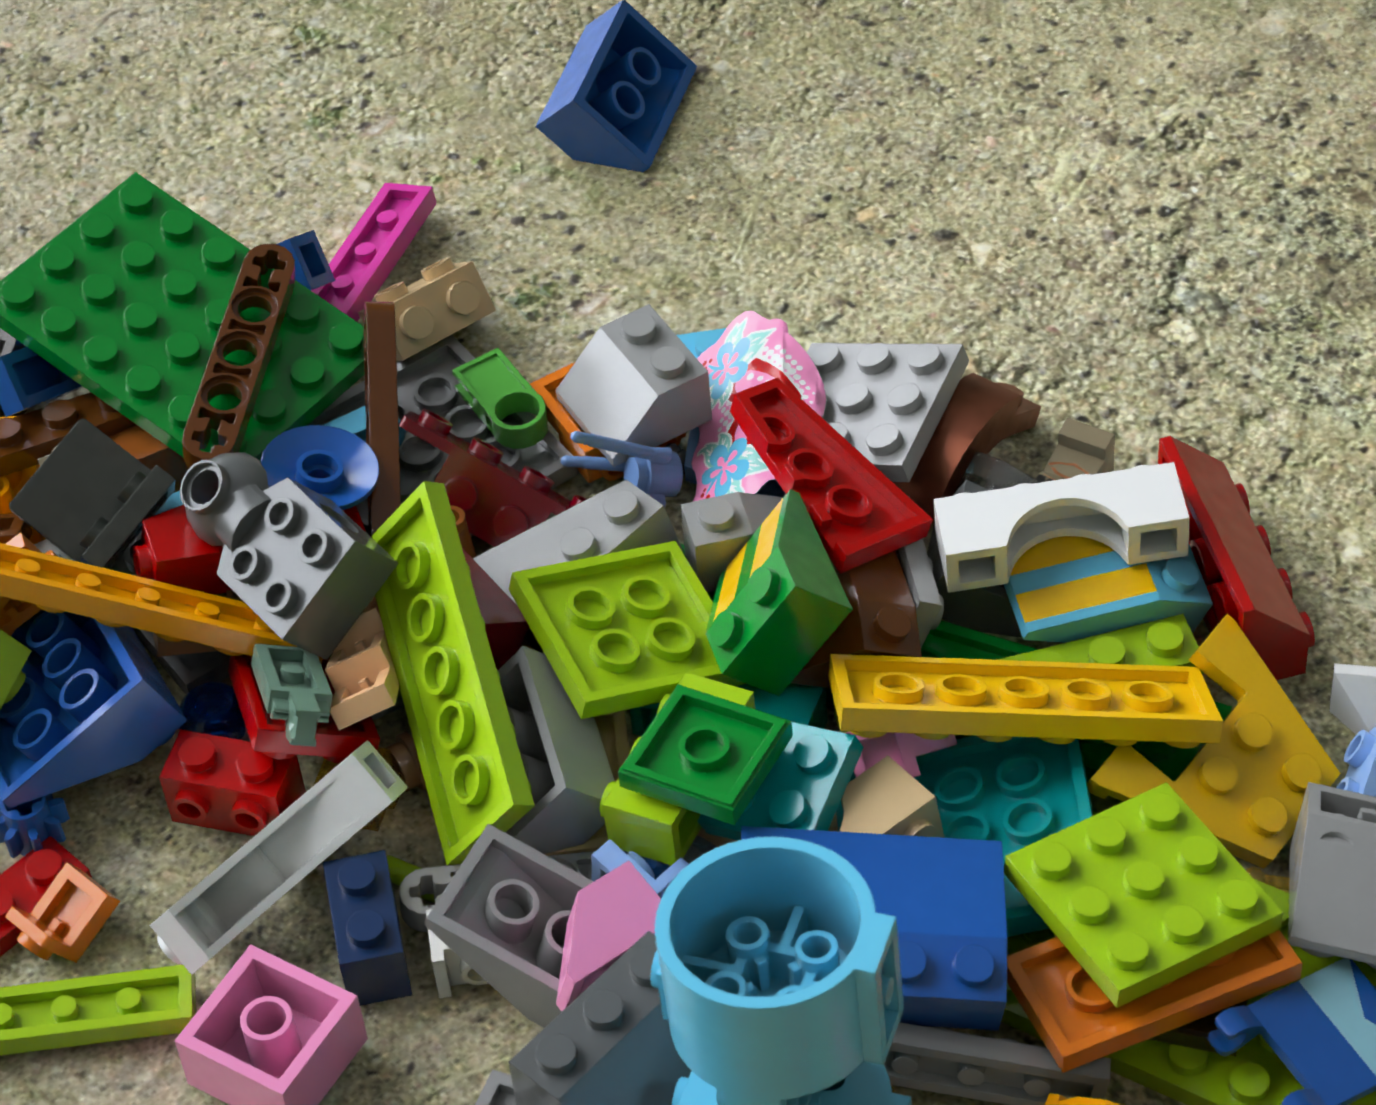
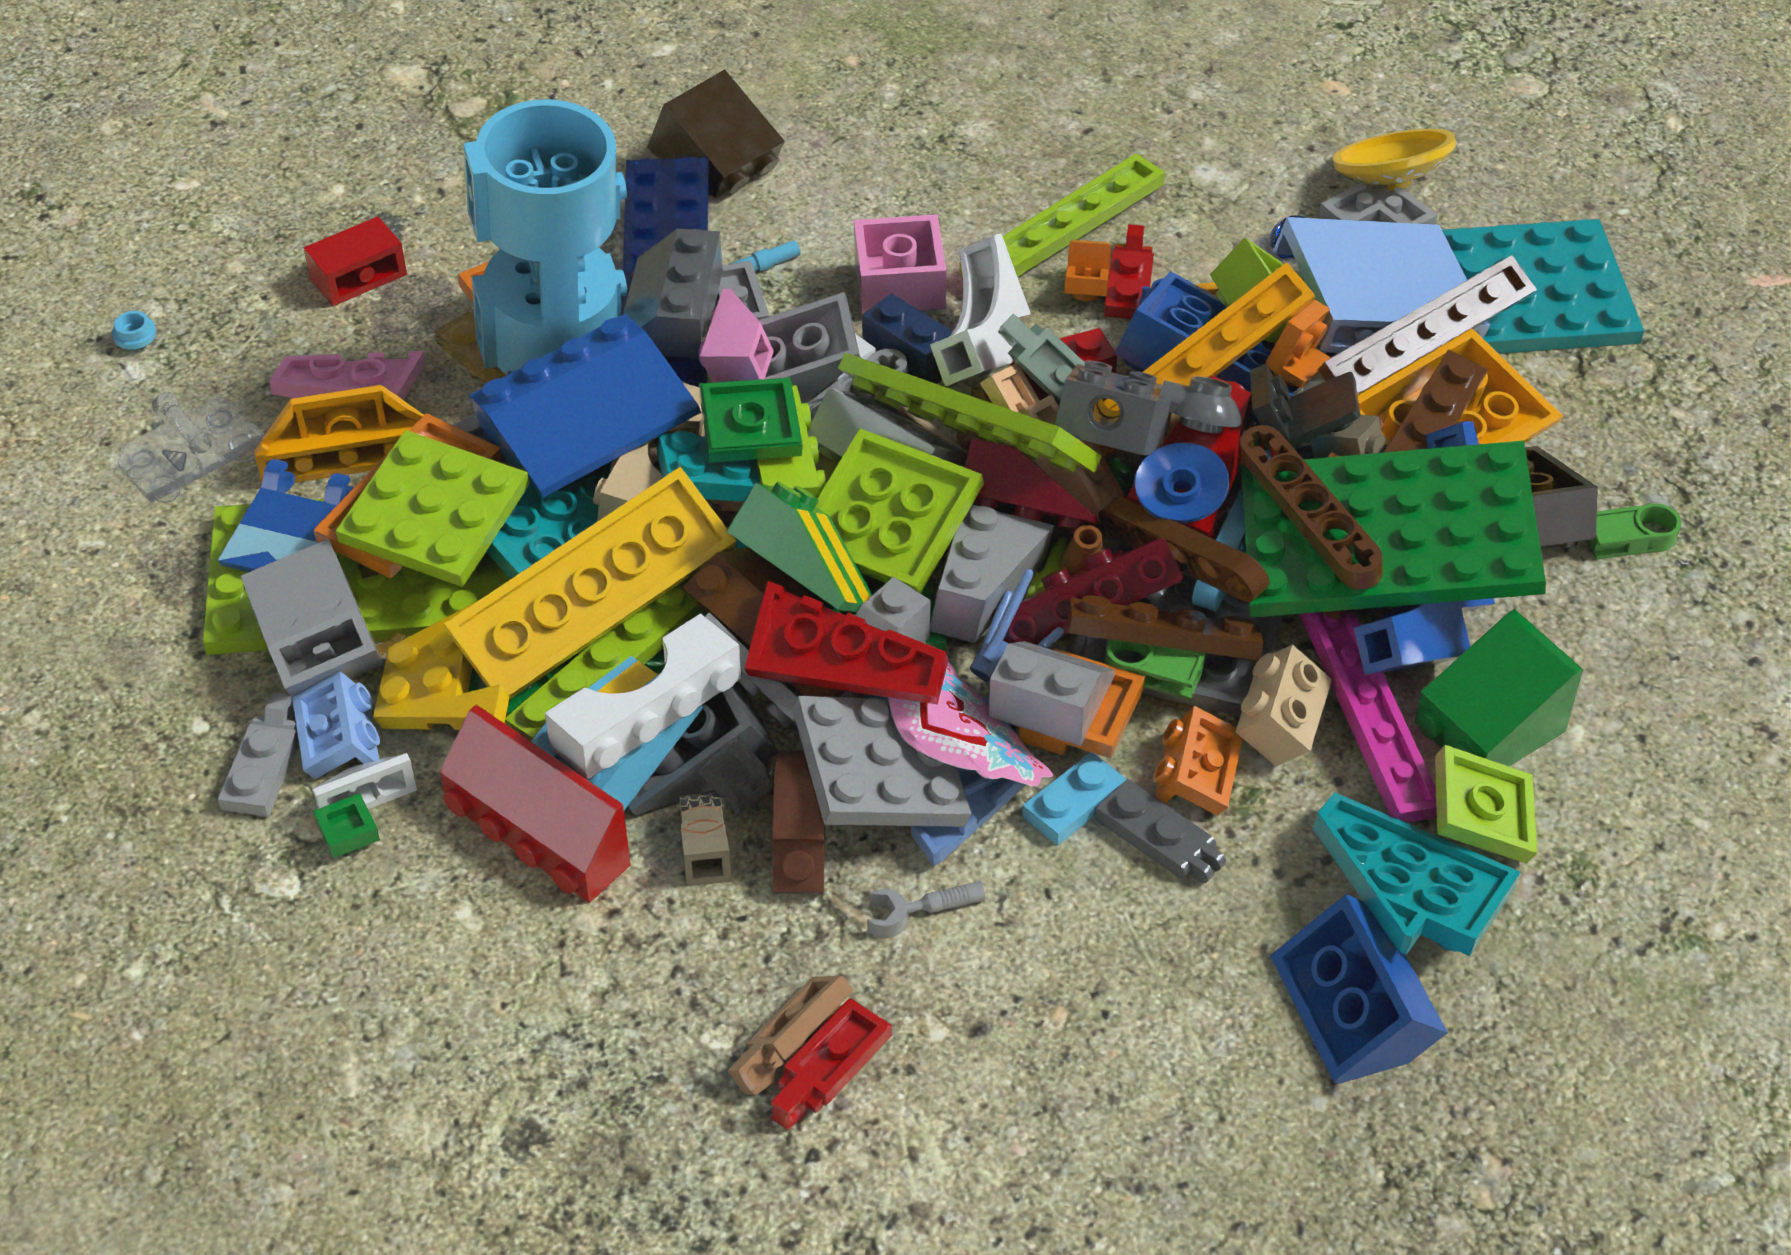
camera: 140 degrees right, 0 degrees up
(244, 195) = (1501, 694): none -> green slope
(354, 161) = (1485, 804): none -> lime plate
(478, 404) = (1181, 630): none -> reddish brown plate
(483, 127) = (1414, 877): none -> teal wing
(550, 325) = (1198, 761): none -> orange bracket
(637, 282) = (1160, 832): none -> dark grey hinge
(876, 332) = (930, 902): none -> light grey piece
(1103, 246) = (828, 1062): none -> red hinge
(1114, 282) = (788, 1031): none -> medium nougat hinge

